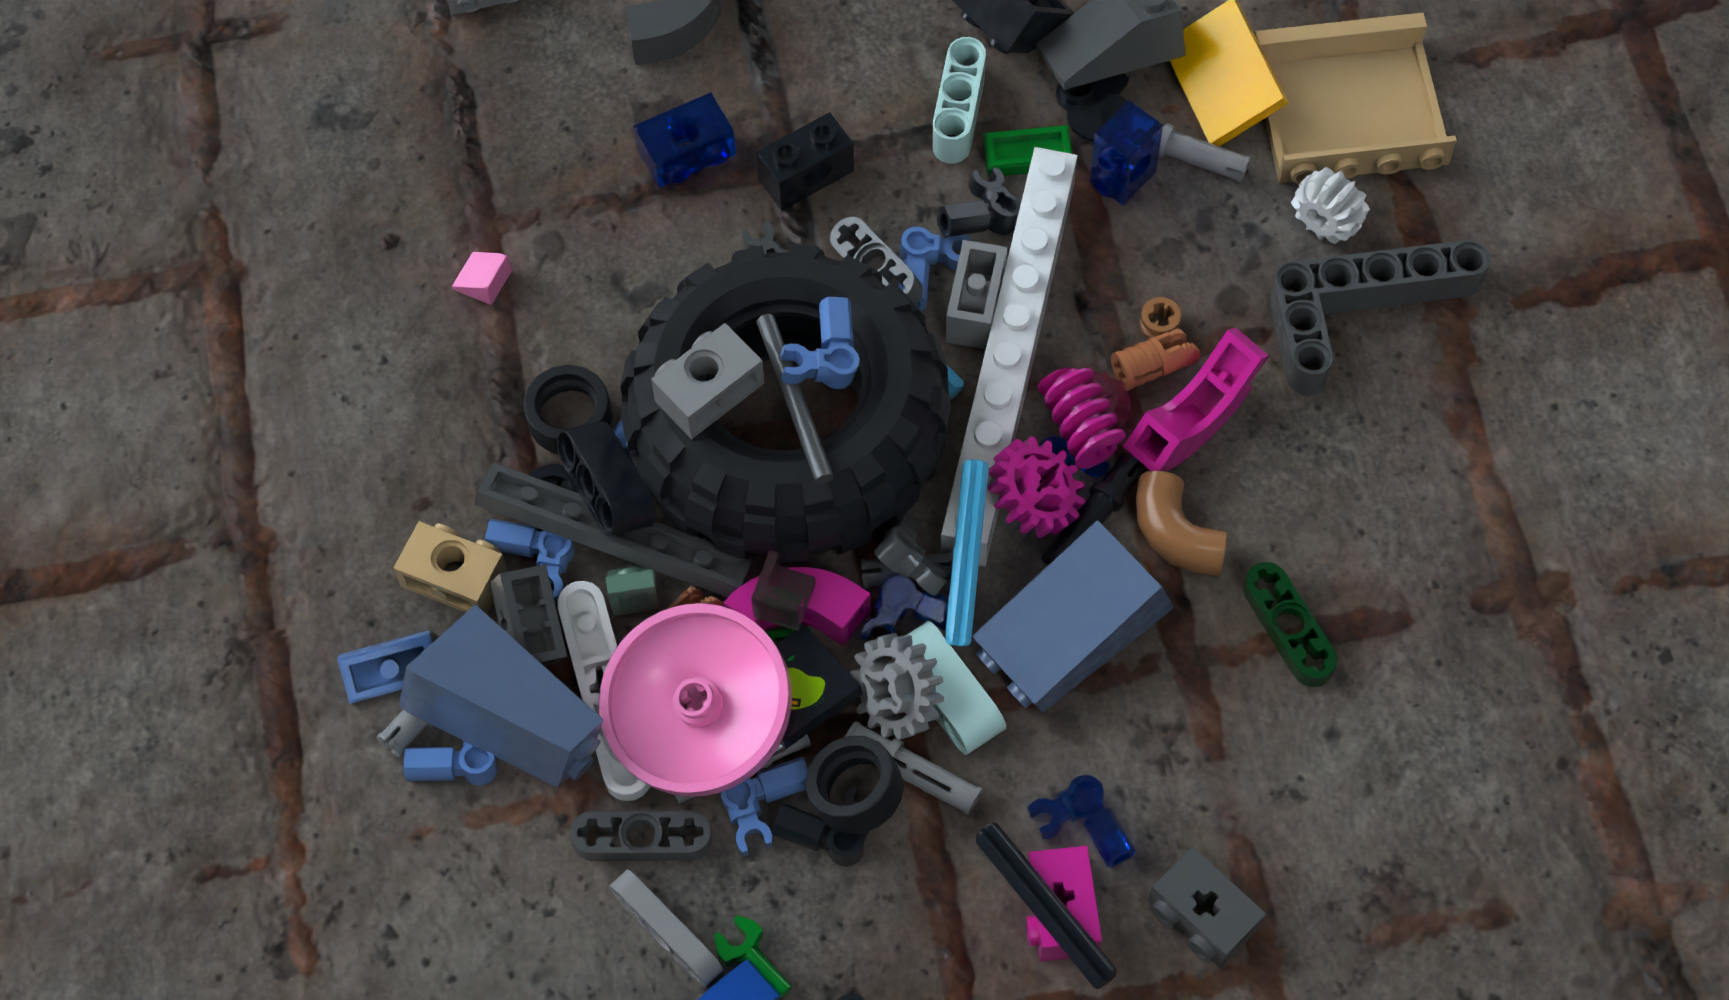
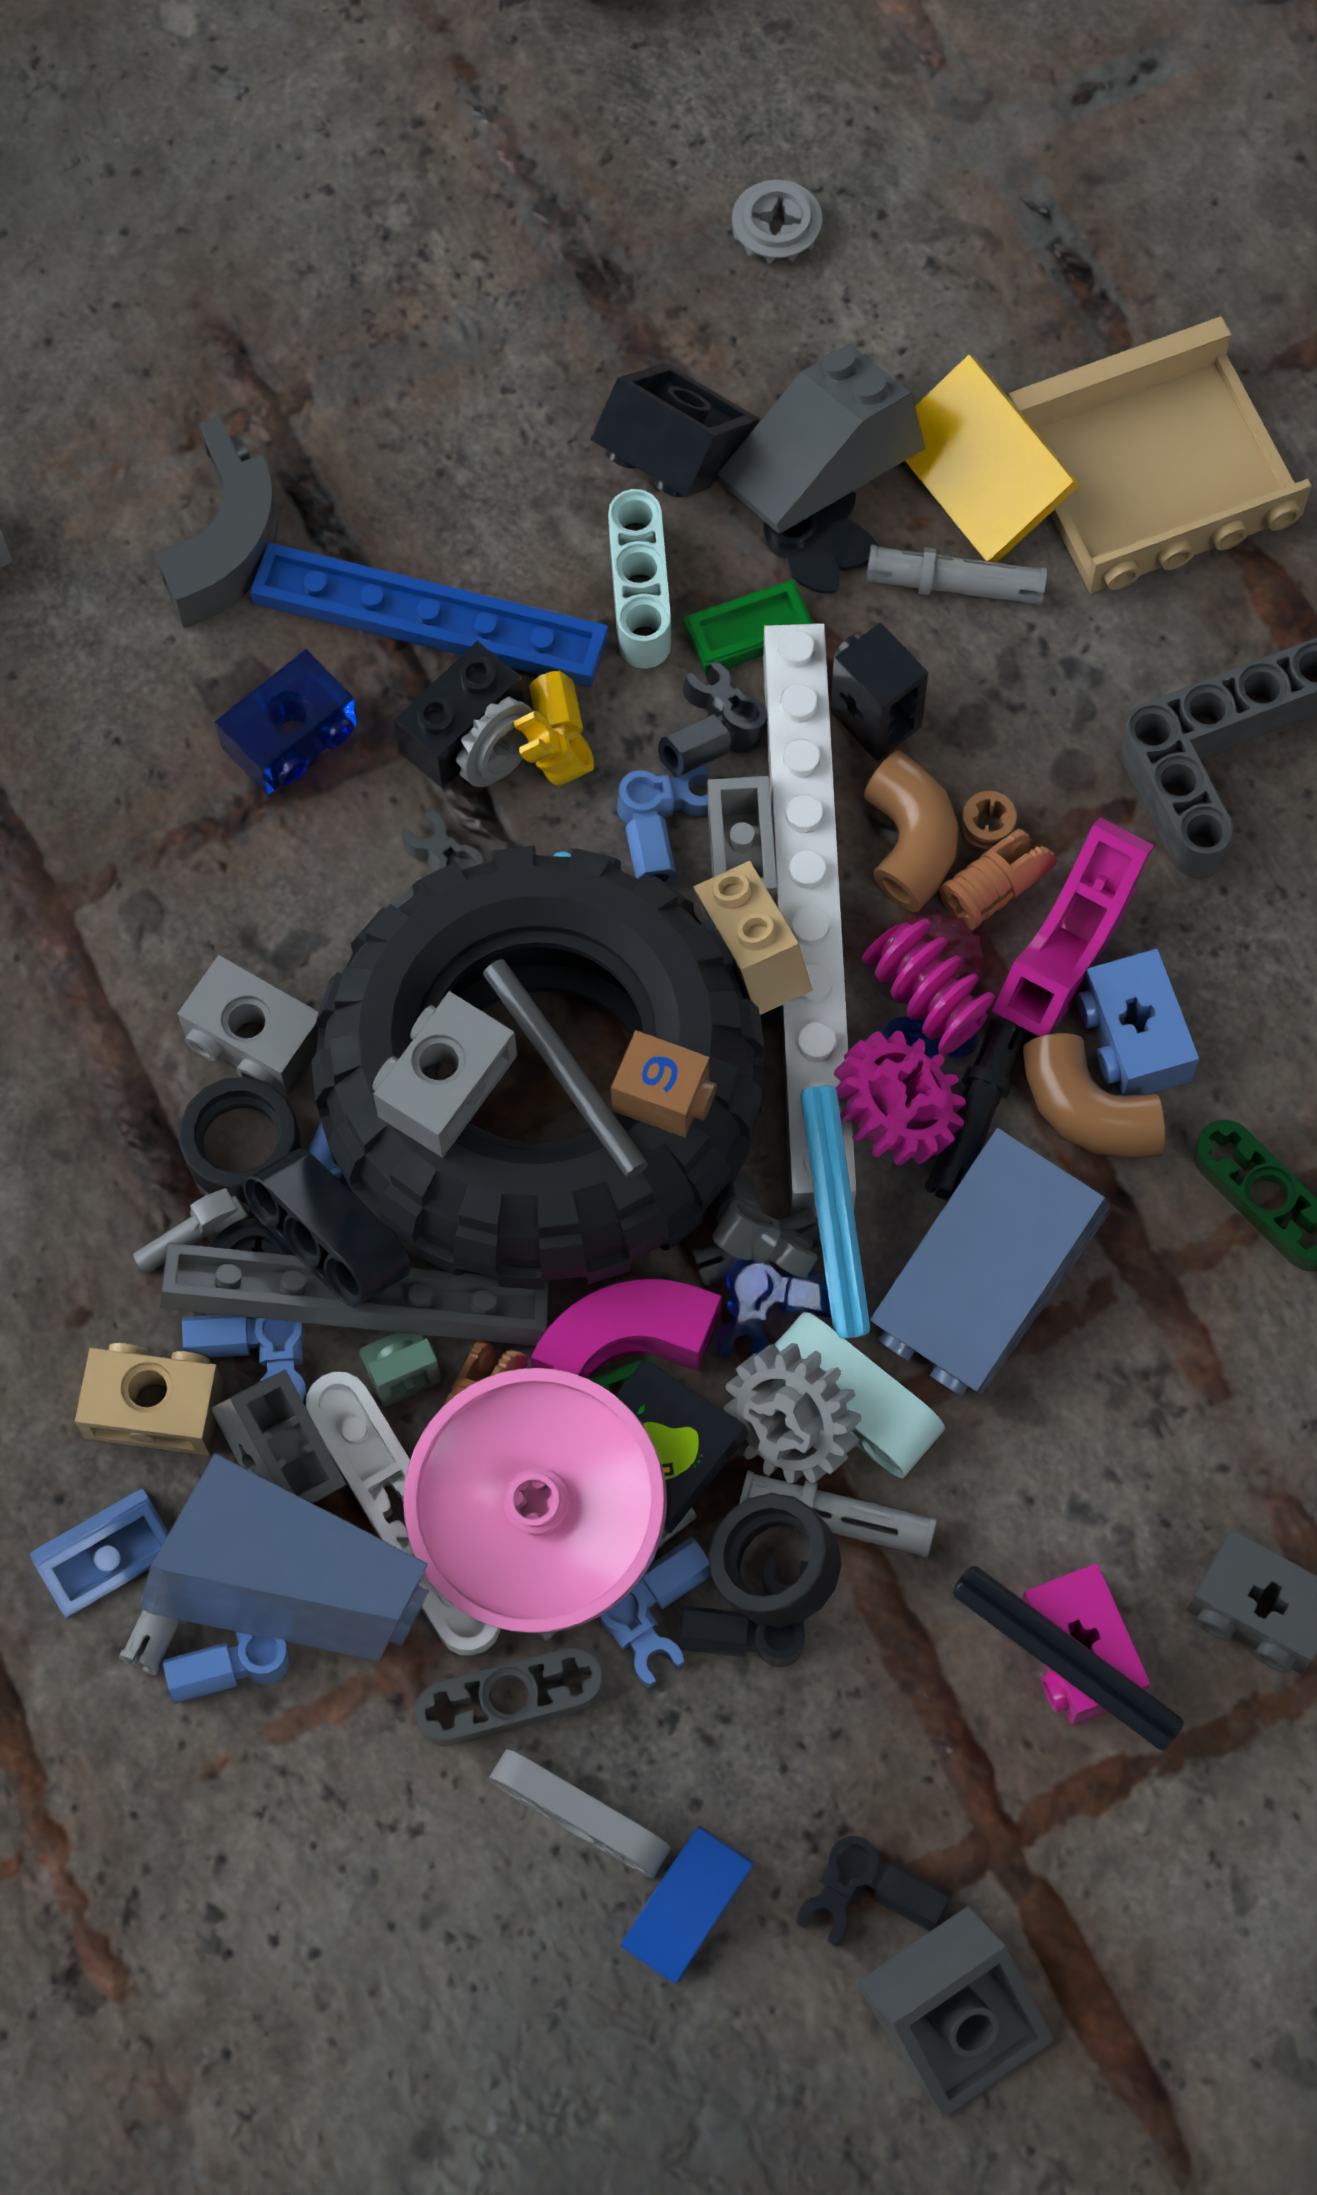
camera: 15 degrees left, 5 degrees up
(483, 276) = (66, 978): bright pink slope -> none
(530, 456) = (208, 1219): none -> light grey bar
(590, 314) = (234, 997): none -> light grey brick
(750, 950) = (698, 1814): green bar -> none
(782, 594) = (609, 1328): clear smoke panel -> none
(805, 91) = (427, 613): none -> blue plate
(837, 359) = (606, 1006): medium blue bar -> none
(840, 180) = (493, 744): none -> light grey gear
(858, 423) = (663, 1084): none -> medium nougat brick
(868, 186) = (555, 730): none -> yellow bar
(873, 247) = (585, 814): dark grey beam -> none
(962, 351) = (756, 936): none -> tan brick
(1086, 800) = (1073, 1499): clear blue bar -> none
(1103, 209) = (878, 690): none -> black brick
(1111, 313) = (924, 827): none -> medium nougat cylinder
(1125, 153) = (888, 590): clear blue brick -> none
(1230, 458) = (1138, 992): none -> medium blue brick
(1330, 205) = (1171, 613): white gear -> none

